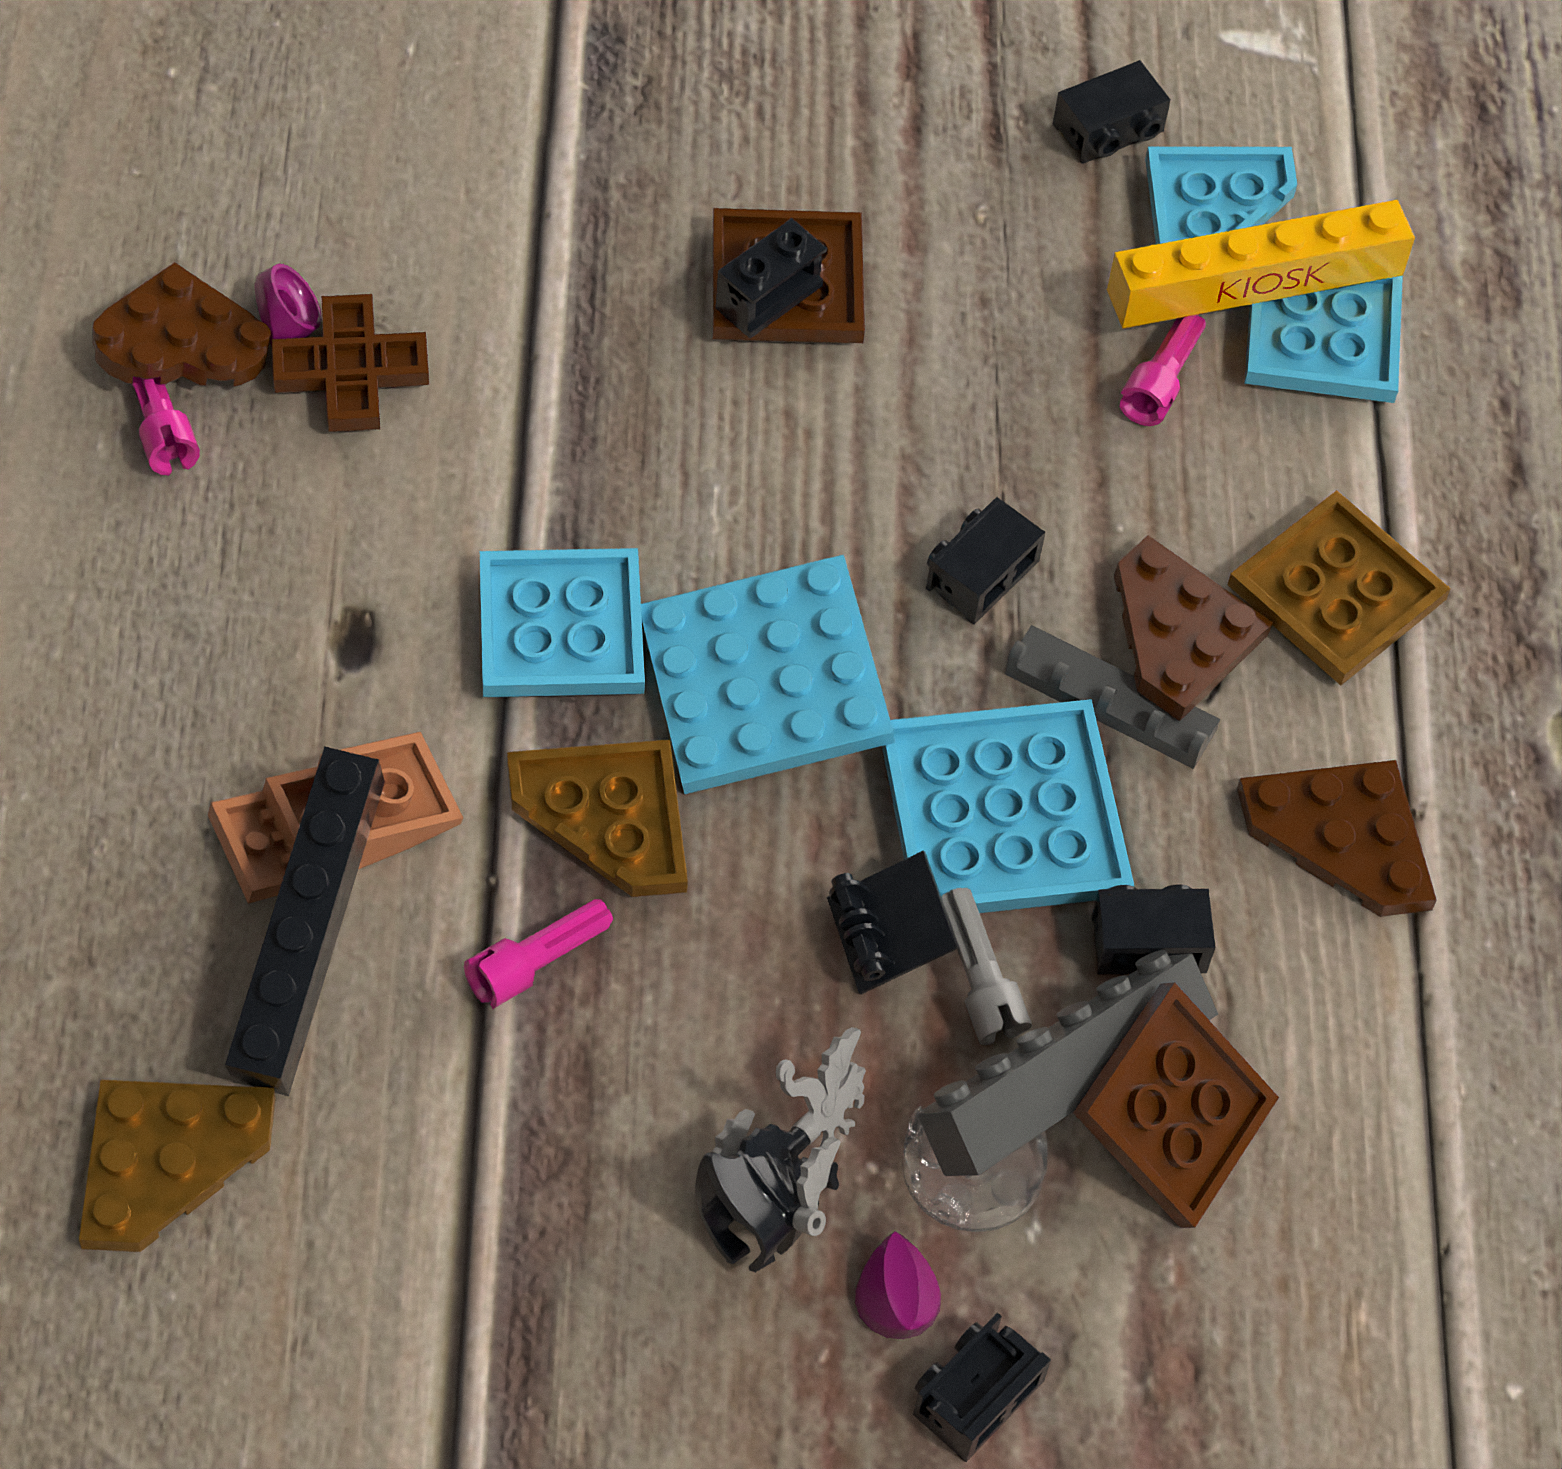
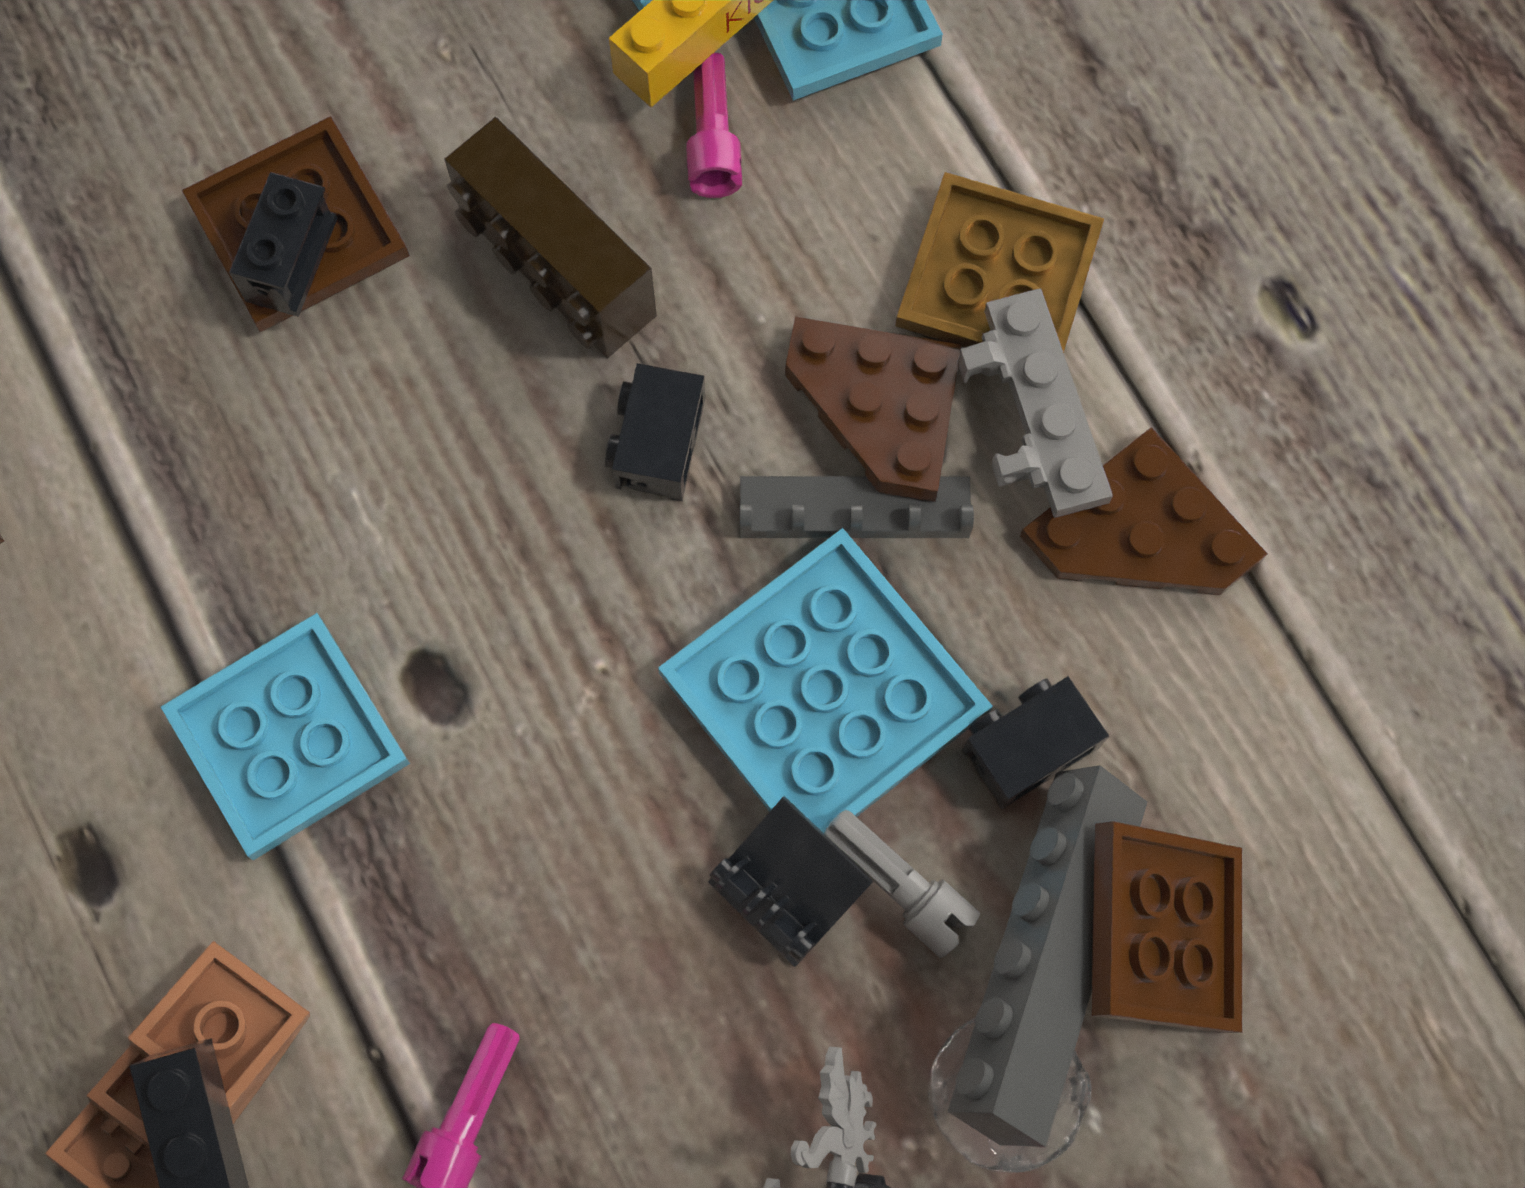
camera: 25 degrees left, 15 degrees up
(608, 809) = (446, 917): pearl gold plate -> none
(765, 674) = (517, 679): medium azure plate -> none
(982, 378) = (550, 238): none -> dark brown brick
(1308, 722) = (1058, 440): none -> light grey hinge

